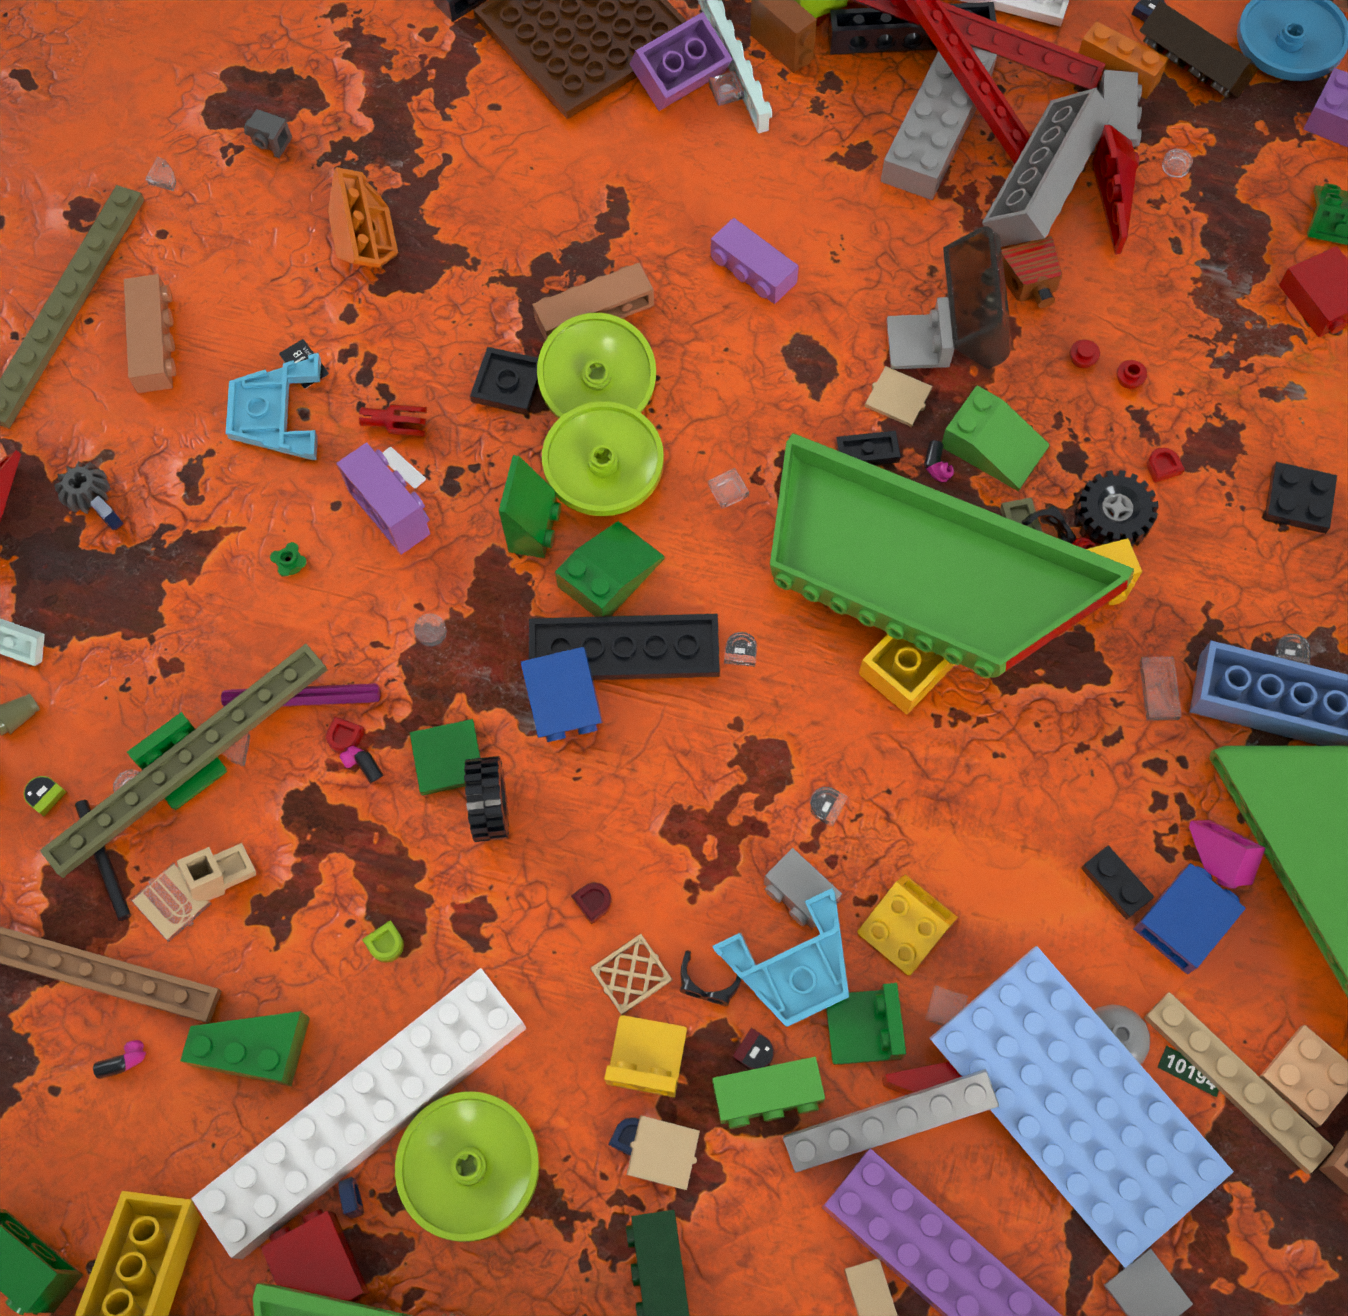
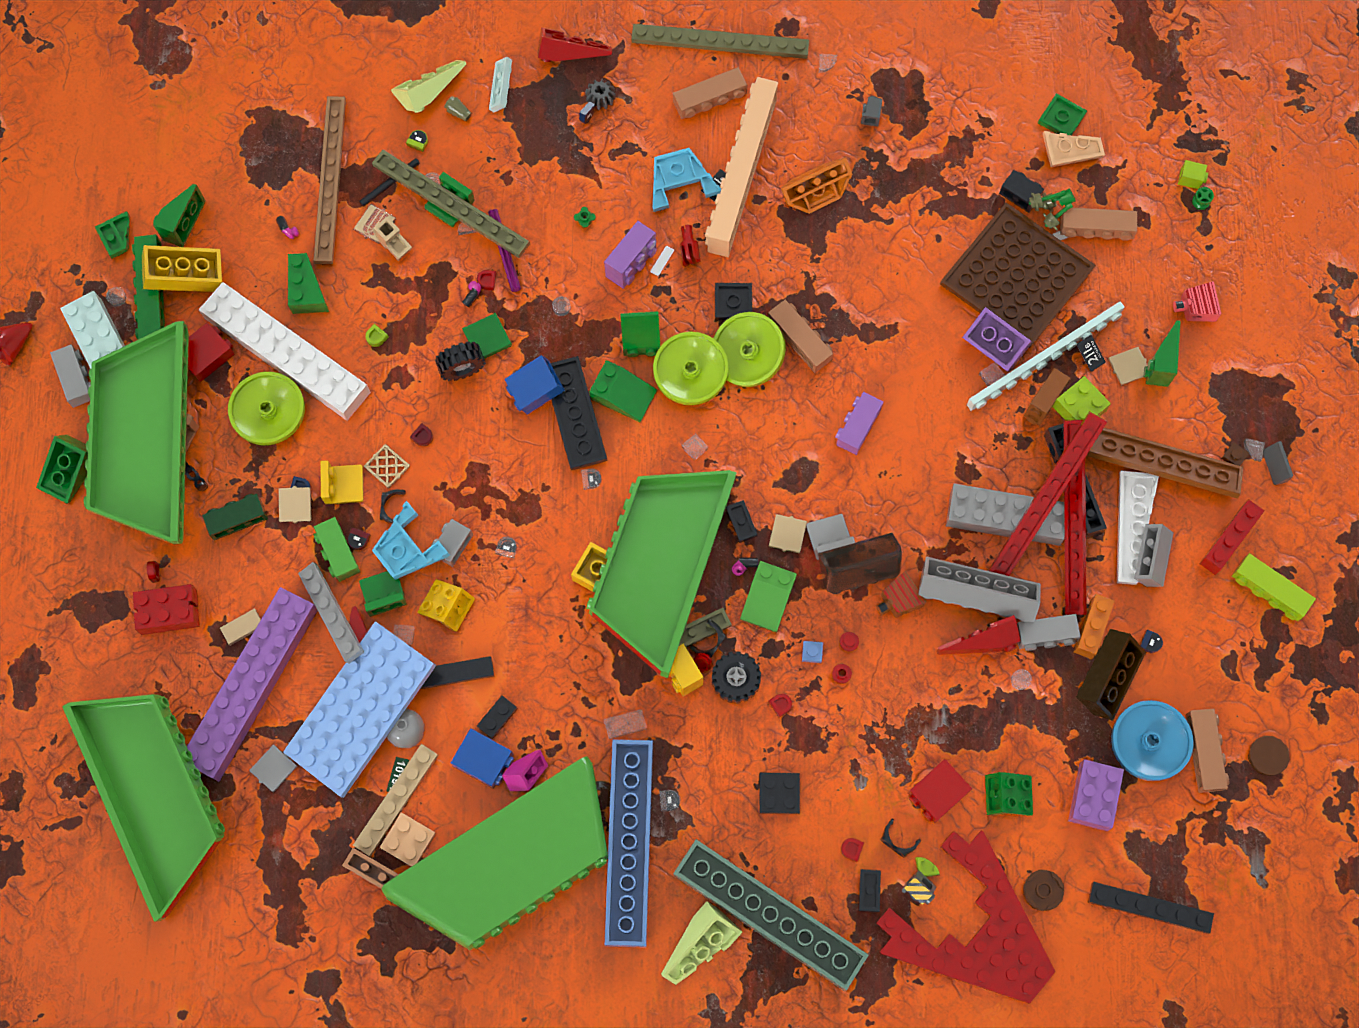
camera: 75 degrees right, 5 degrees up
(294, 311) = (741, 167): none -> light nougat brick
(350, 1198) = (241, 358): dark blue tile -> none
(1028, 912) = (460, 672): none -> black tile
(1090, 405) = (812, 651): none -> medium blue plate

